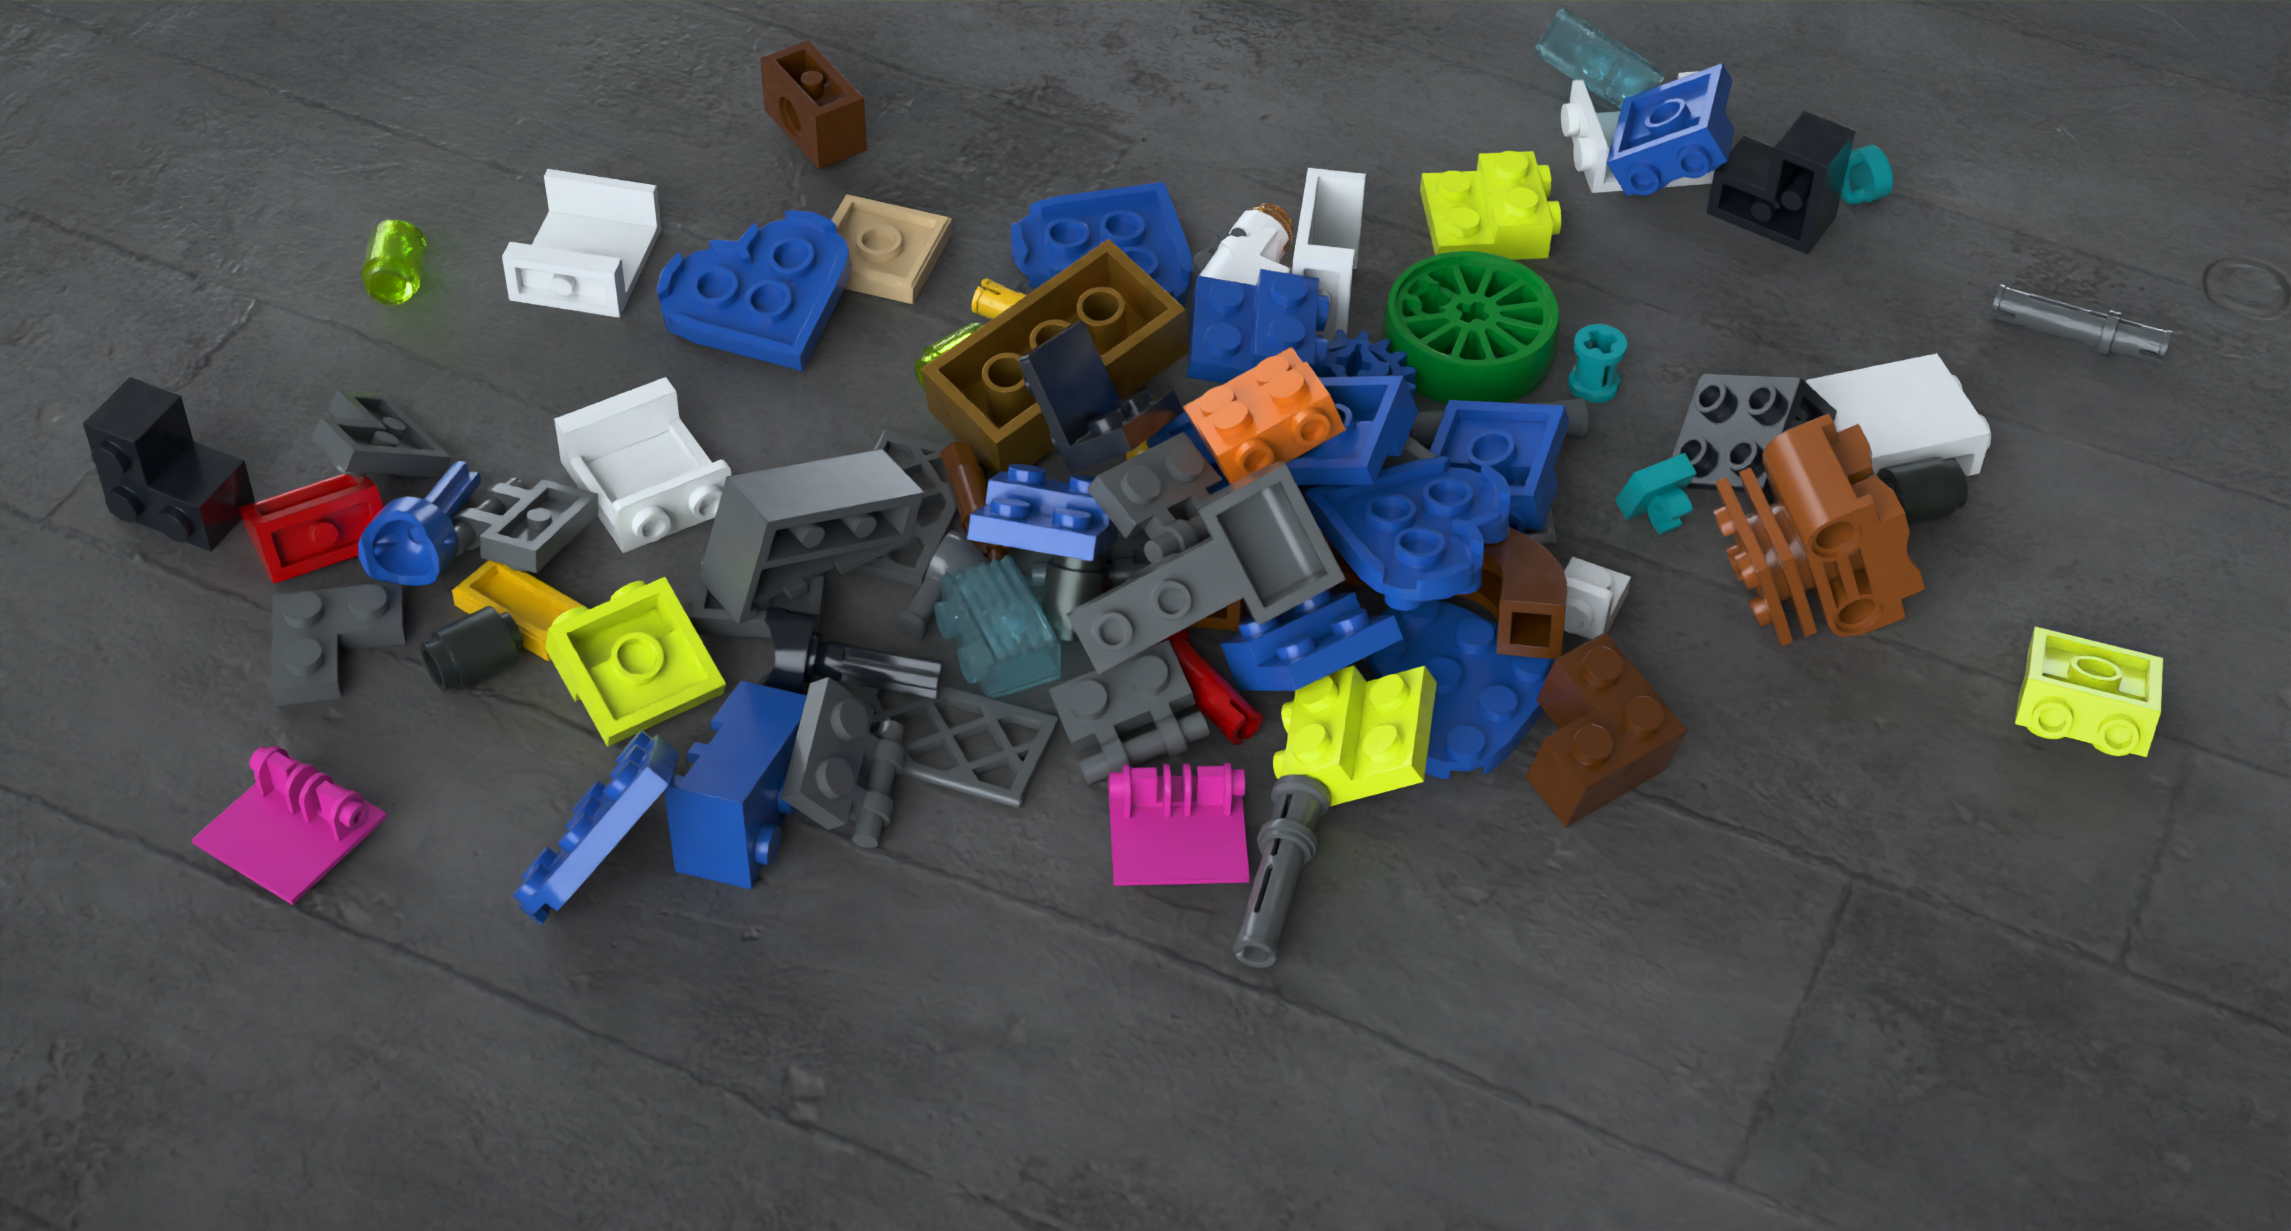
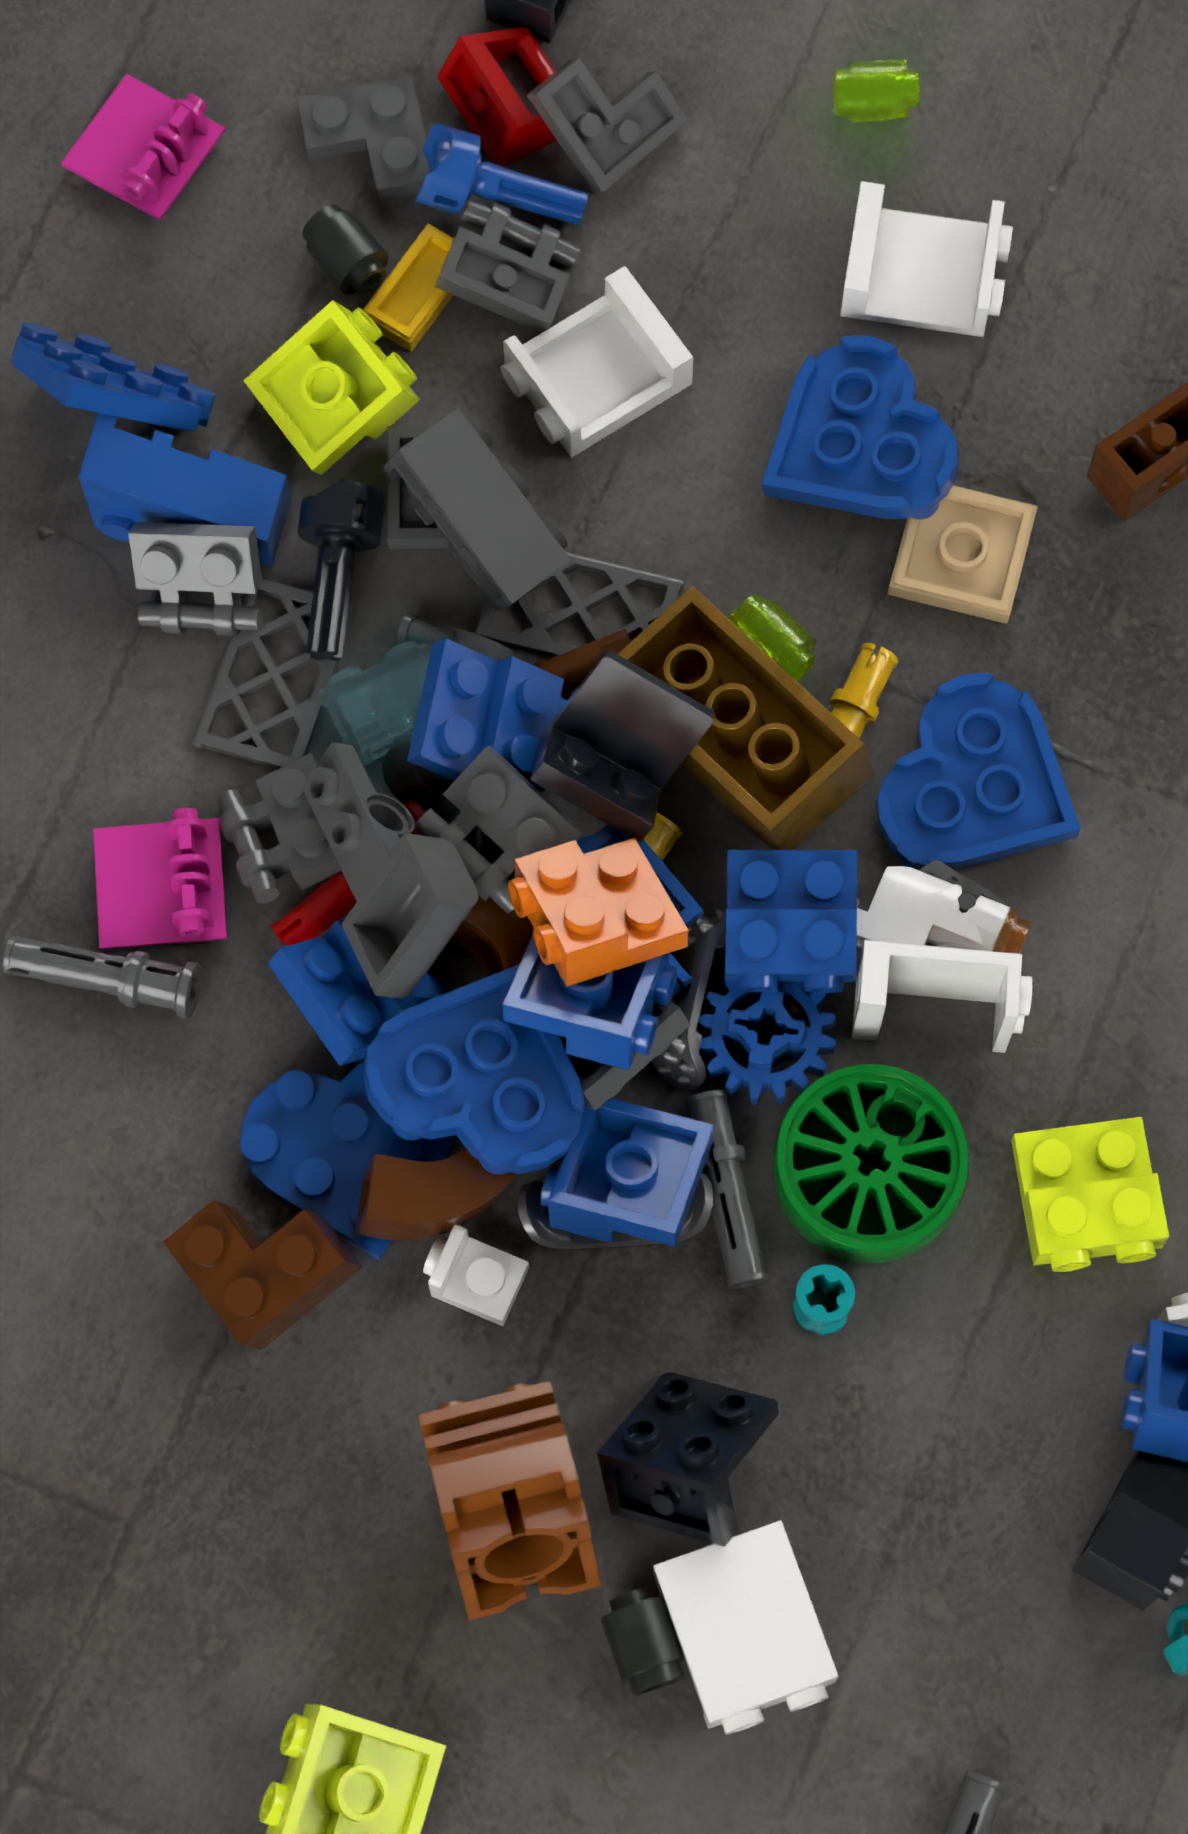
camera: 90 degrees right, 25 degrees up
(1359, 733) = (244, 1038): neon yellow plate -> none
(1660, 493) = (624, 1356): teal tile -> none

